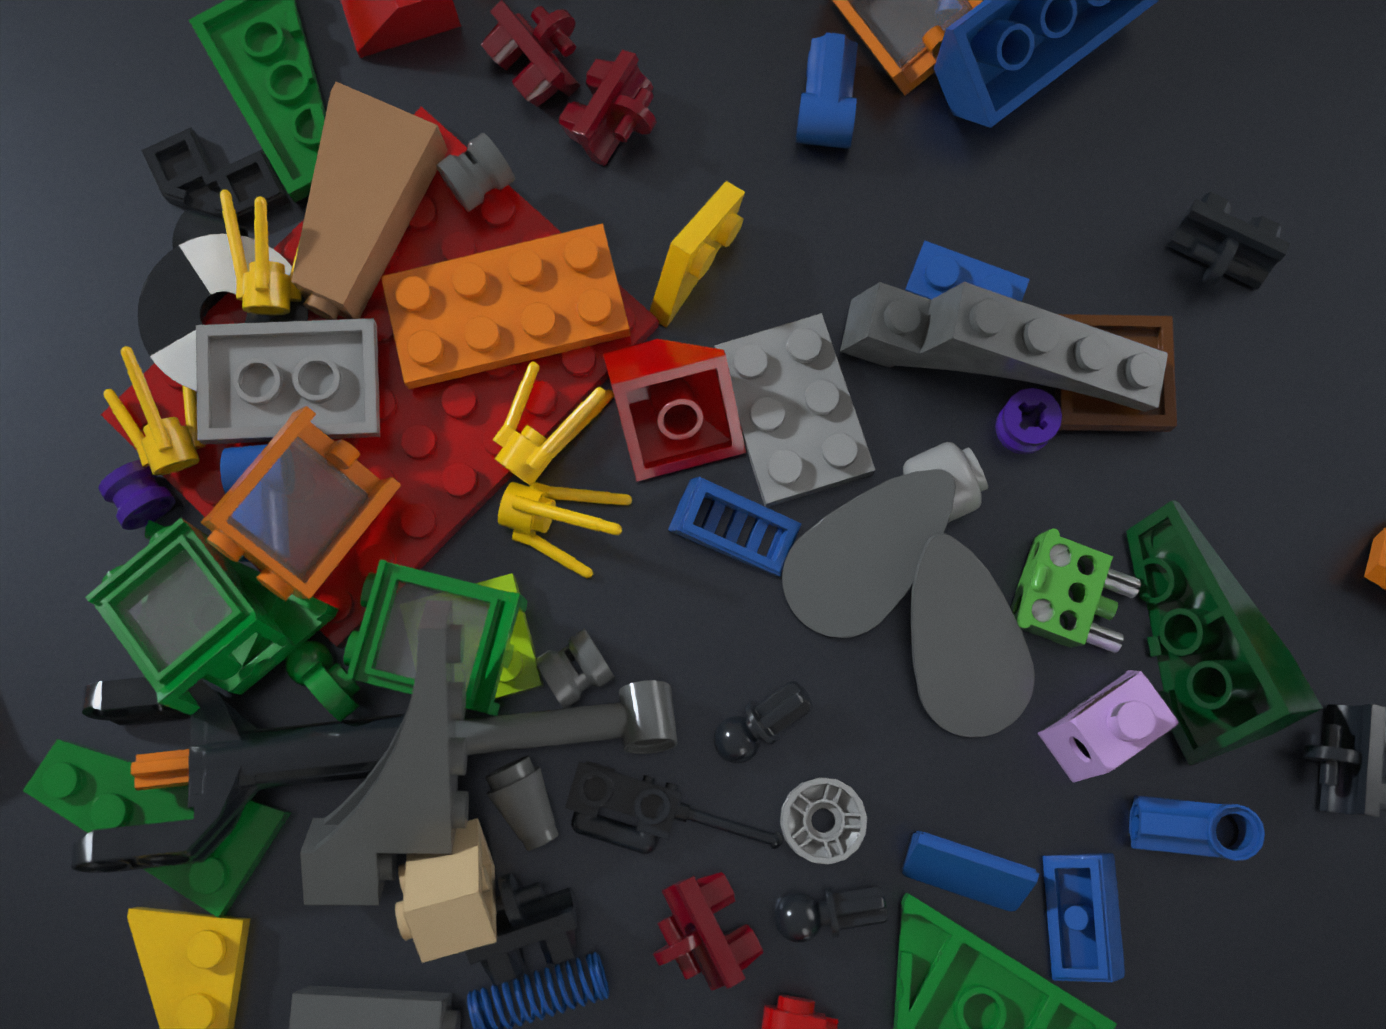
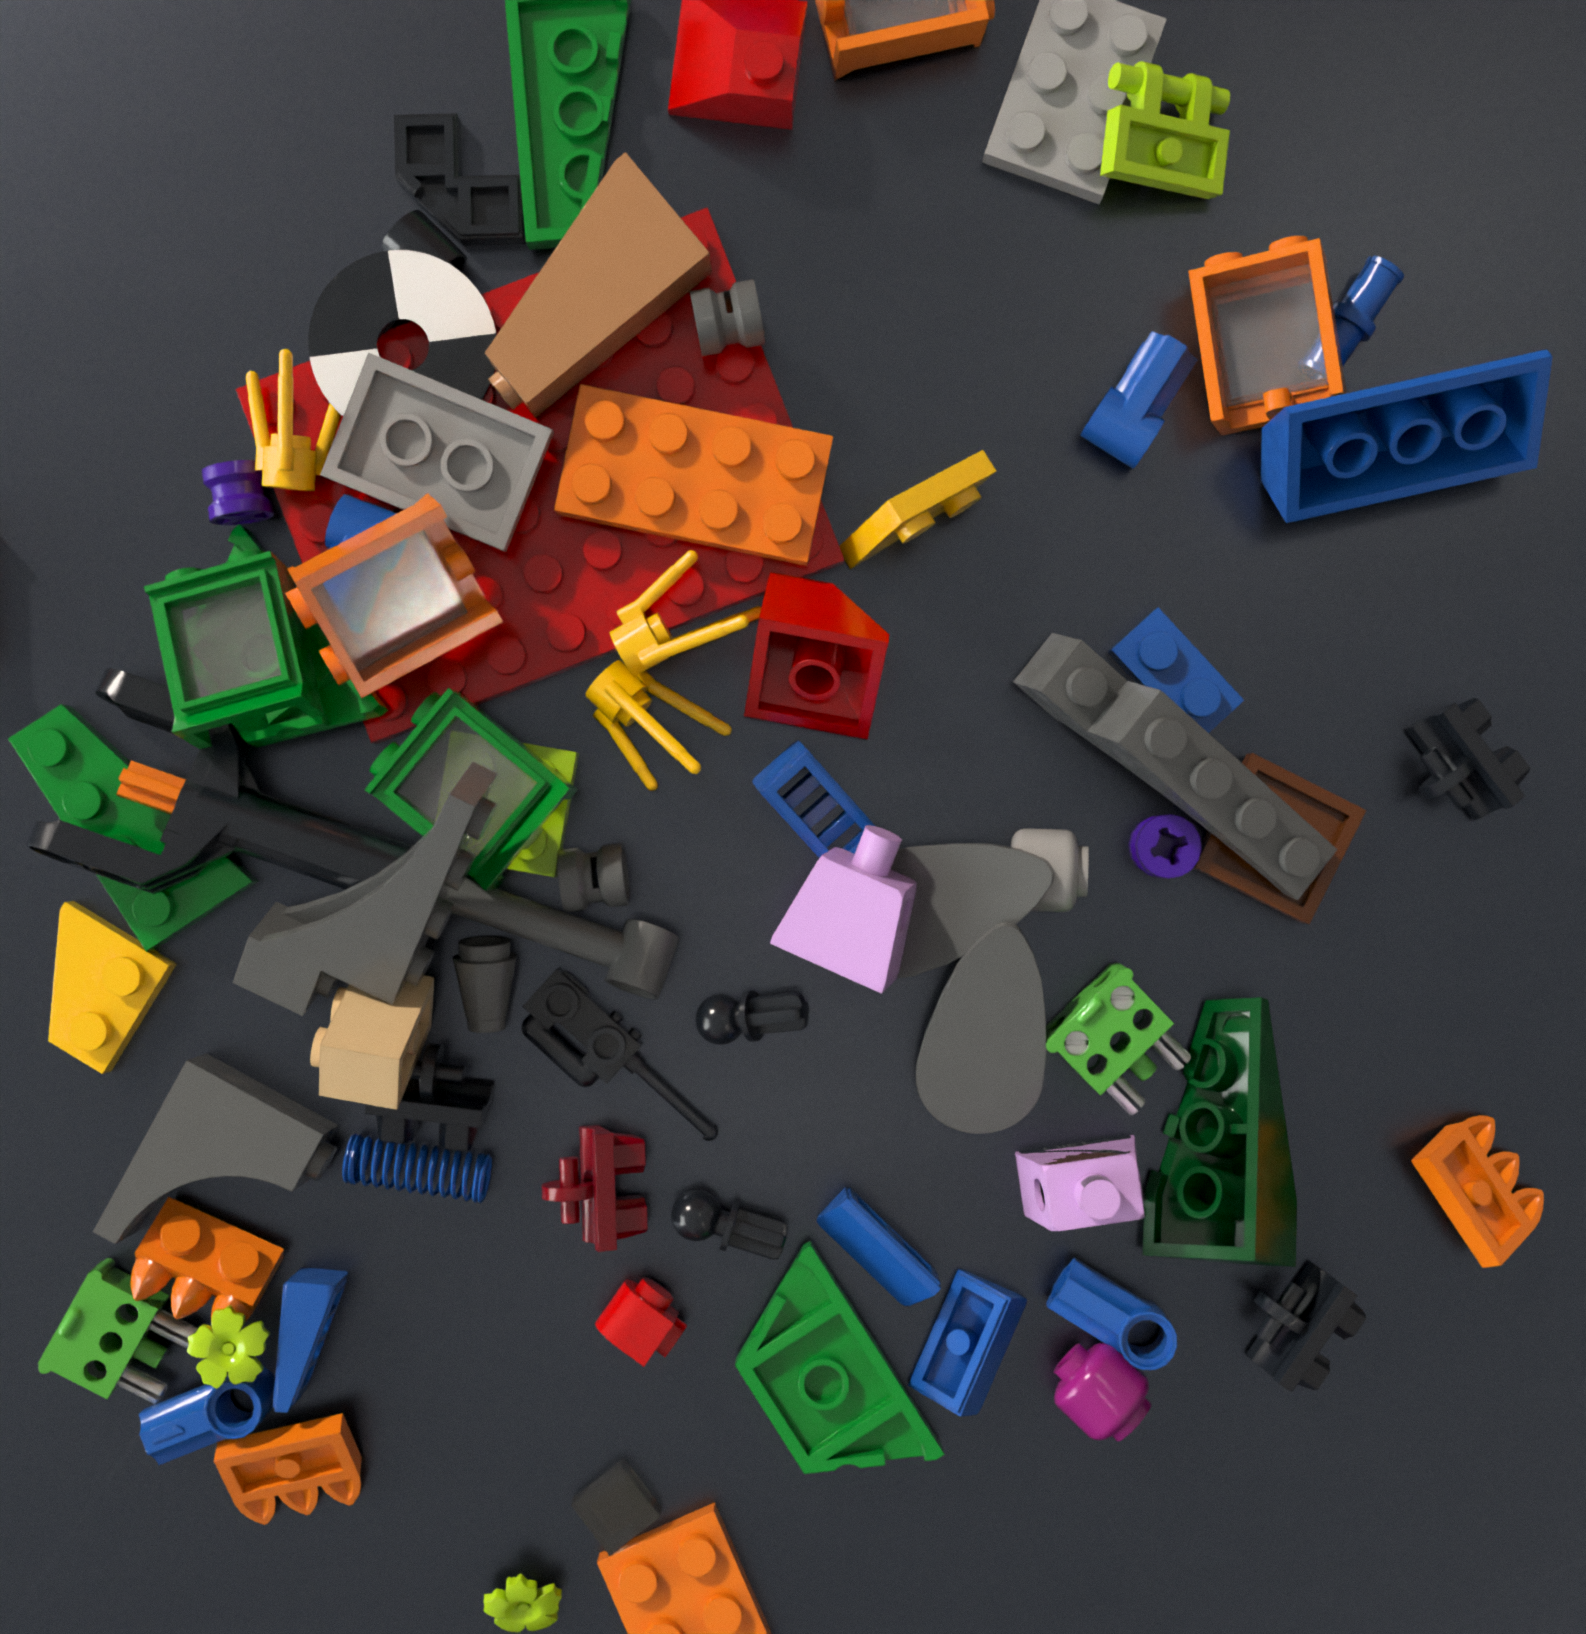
camera: 25 degrees right, 10 degrees up
(265, 286) = (458, 339): yellow plant -> none
(314, 668) = (345, 784): green plate -> none
(516, 36) = (845, 177): dark red hips -> none
(615, 110) = (909, 309): dark red hips -> none
(796, 411) = (937, 719): light grey plate -> none
(803, 590) = (853, 912): none -> lavender torso
(846, 810) = (765, 1163): light grey wheel -> none
(1220, 899) = (1101, 1391): none -> magenta head

